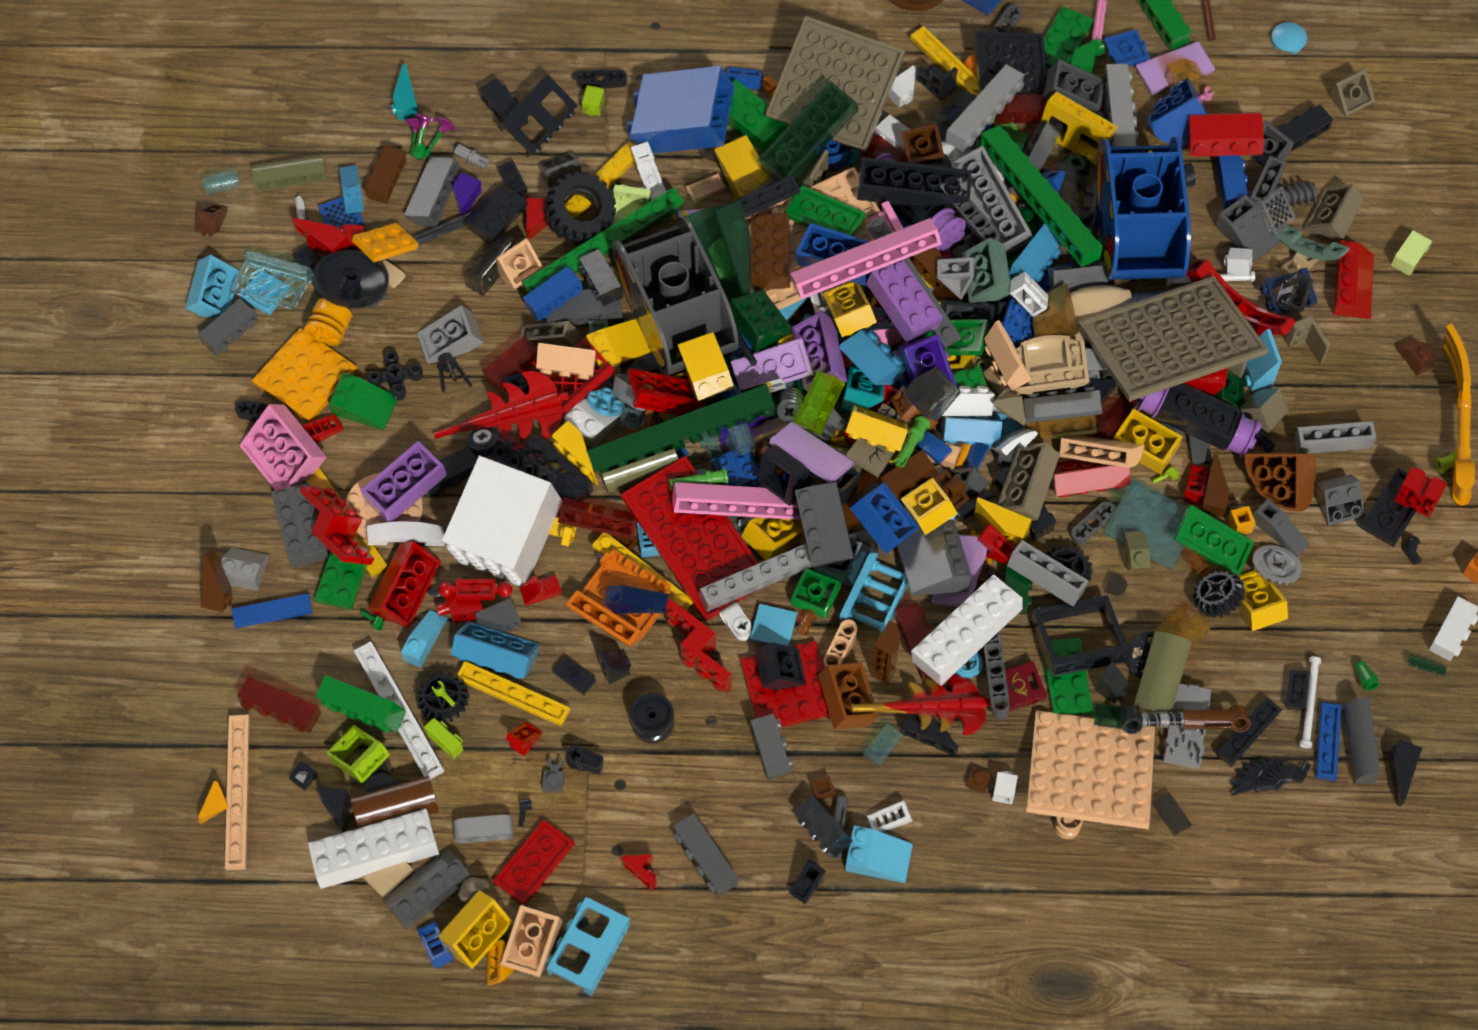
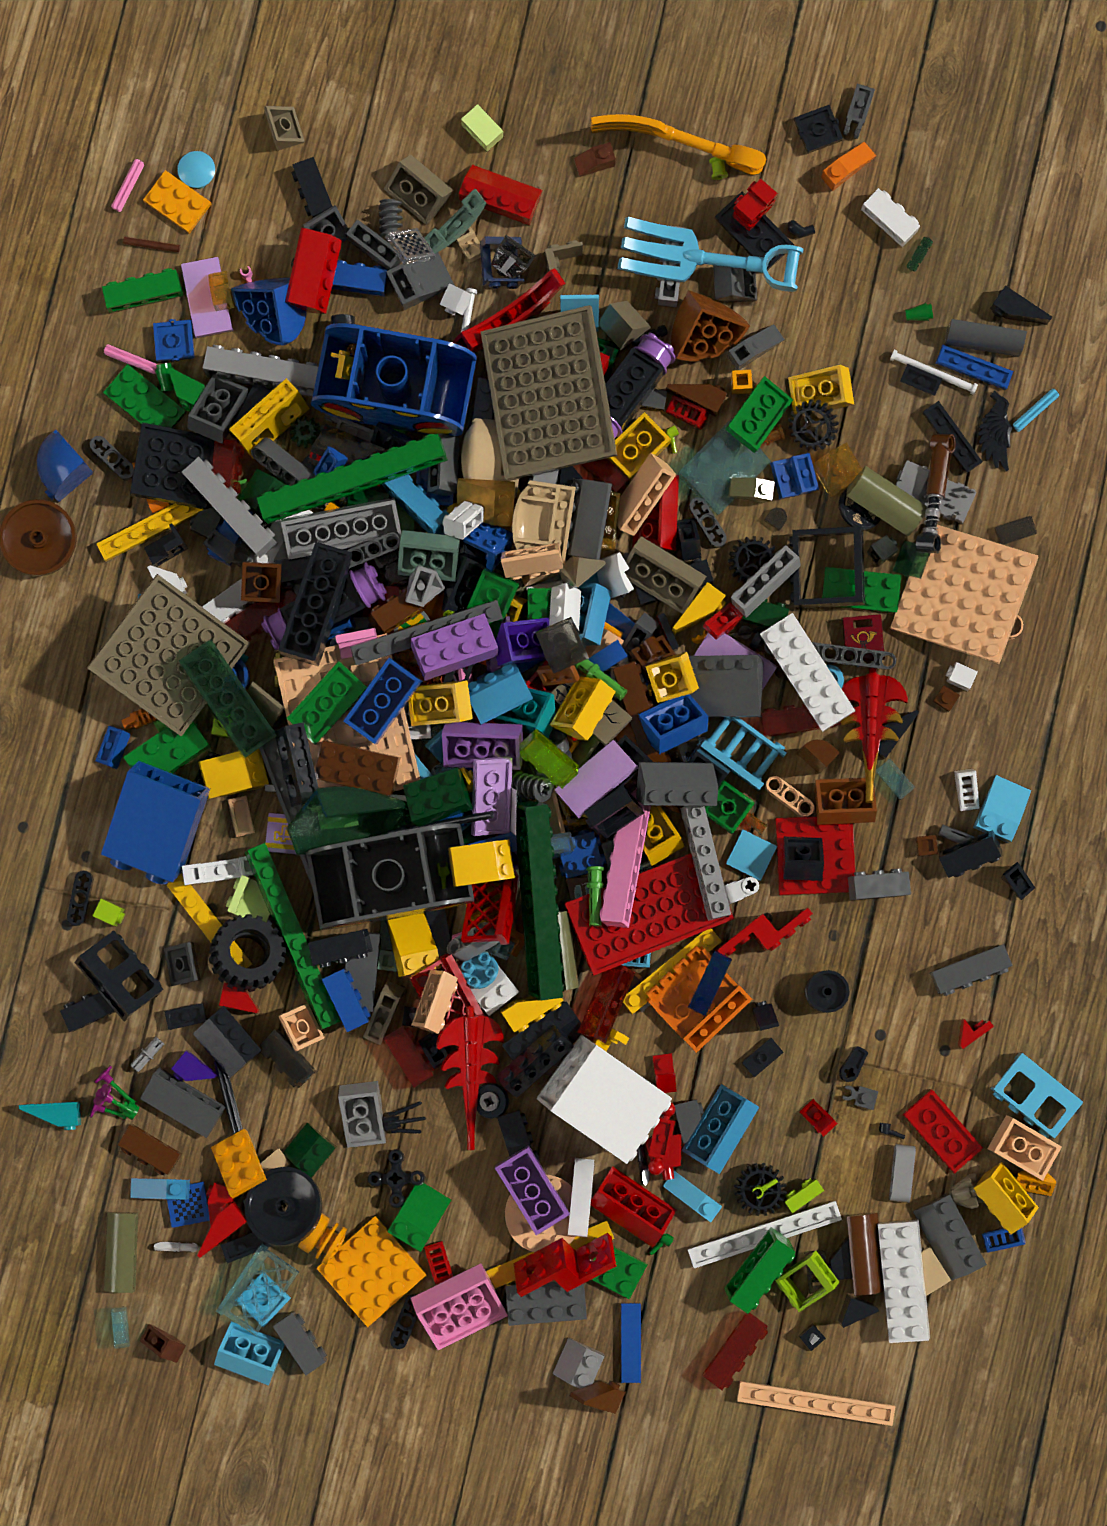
camera: 80 degrees left, 20 degrees up
(214, 804) = (826, 1428): light orange slope -> none
(407, 302) = (309, 1150): none -> dark green slope
(513, 694) = (770, 1120): yellow plate -> none
(865, 258) = (408, 675): bright pink brick -> none
(1070, 506) = (688, 539): none -> black slope
(1163, 592) = (794, 476): none -> blue slope
(1254, 29) = (177, 201): none -> light orange plate
(1289, 564) = (780, 360): light grey gear -> none
(1303, 809) = (1035, 410): none -> medium azure axle
(1350, 445) = (690, 256): none -> medium azure piece

